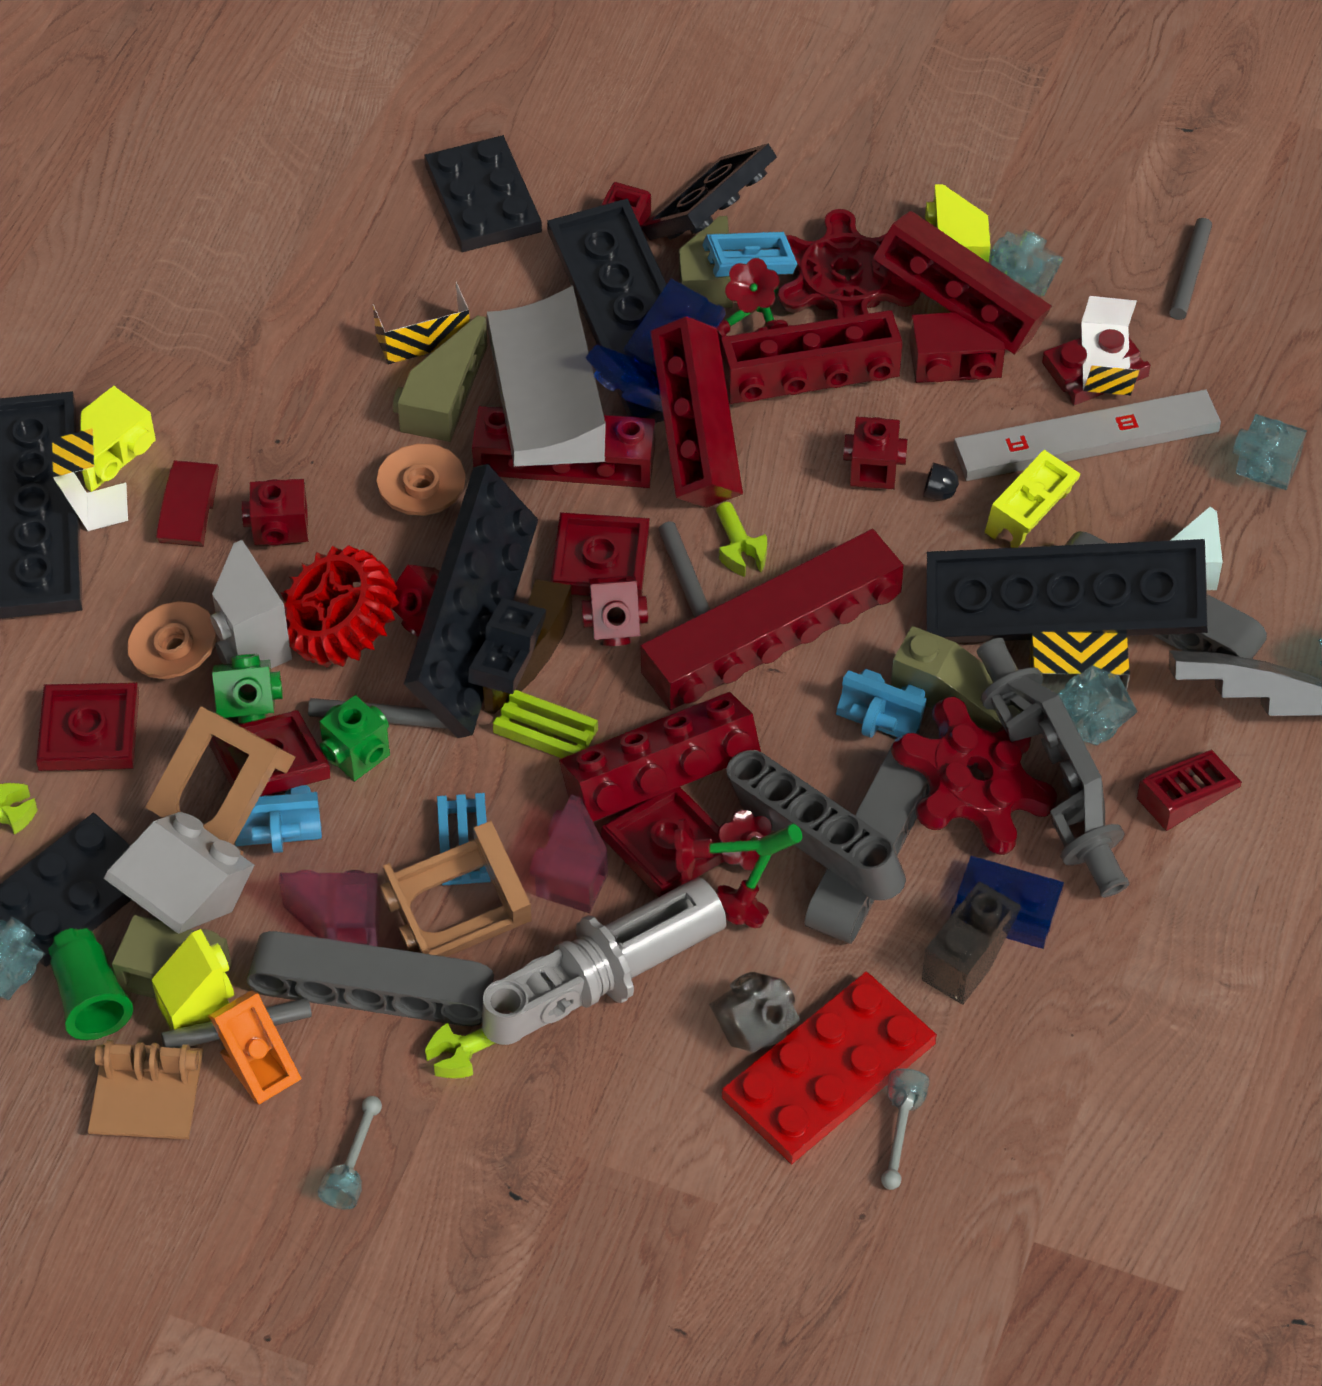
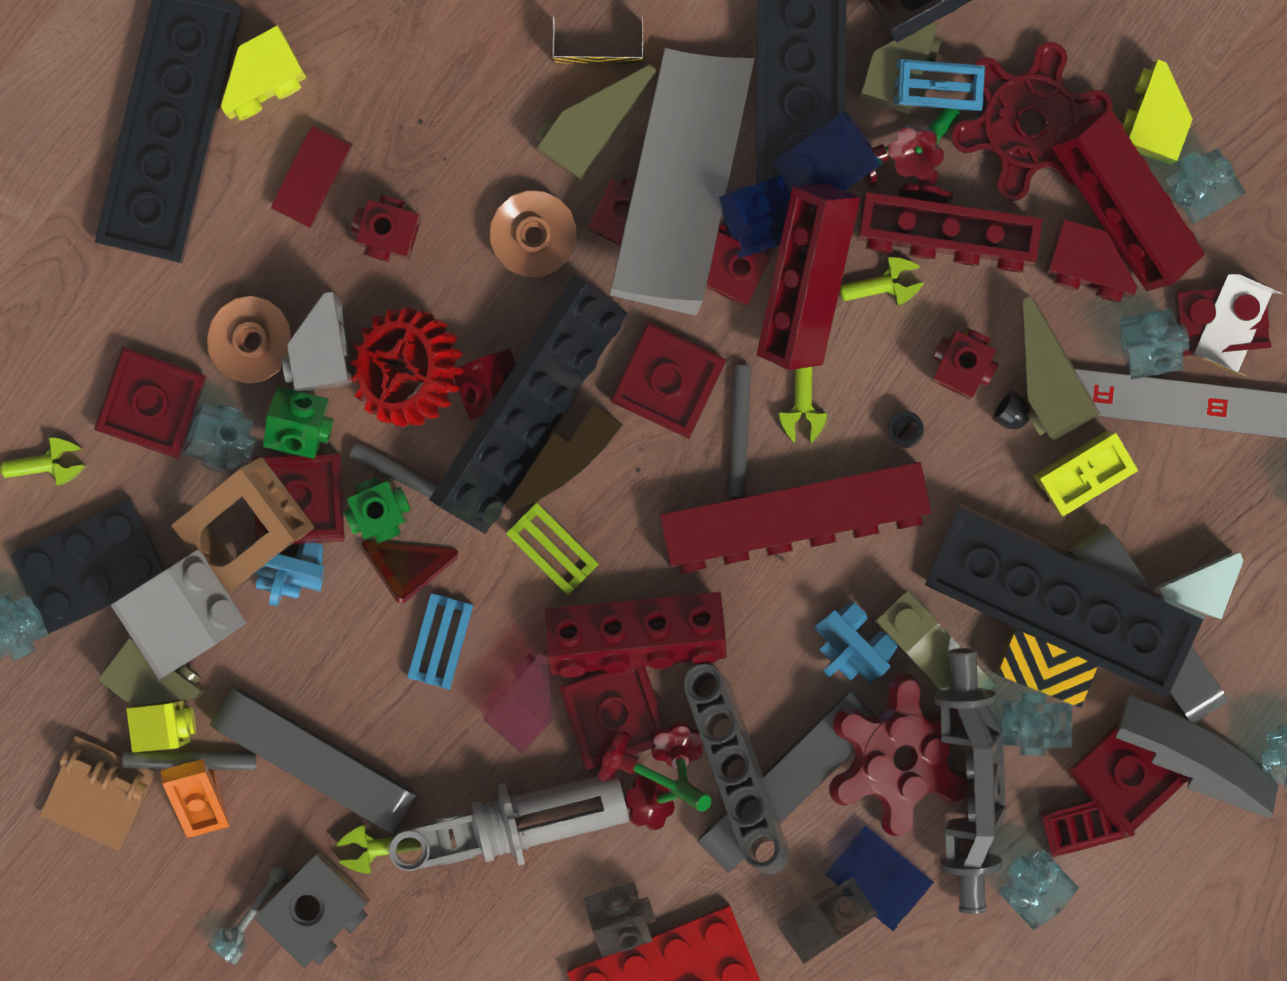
camera: 25 degrees right, 35 degrees up
(87, 986) = (74, 678): green plant -> none
(94, 508) = (220, 140): white sticker -> none
(164, 720) = (219, 438): none -> clear light blue brick
(334, 904) = (306, 680): clear pink slope -> none
(407, 783) = (407, 566): none -> piece
(429, 1136) = (312, 937): none -> dark grey brick
(485, 850) = (377, 740): medium nougat panel -> none
(508, 646) = (539, 479): black slope -> none
(611, 593) = (653, 465): brick -> none
(776, 425) = (883, 283): none -> lime bar
(839, 522) = (899, 424): none -> black hinge
(971, 439) = (1053, 384): none -> olive slope
(1041, 386) = (1153, 343): none -> clear light blue brick
(1185, 840) = (1037, 888): none -> clear light blue brick
(1206, 728) = (1124, 781): none -> dark red plate

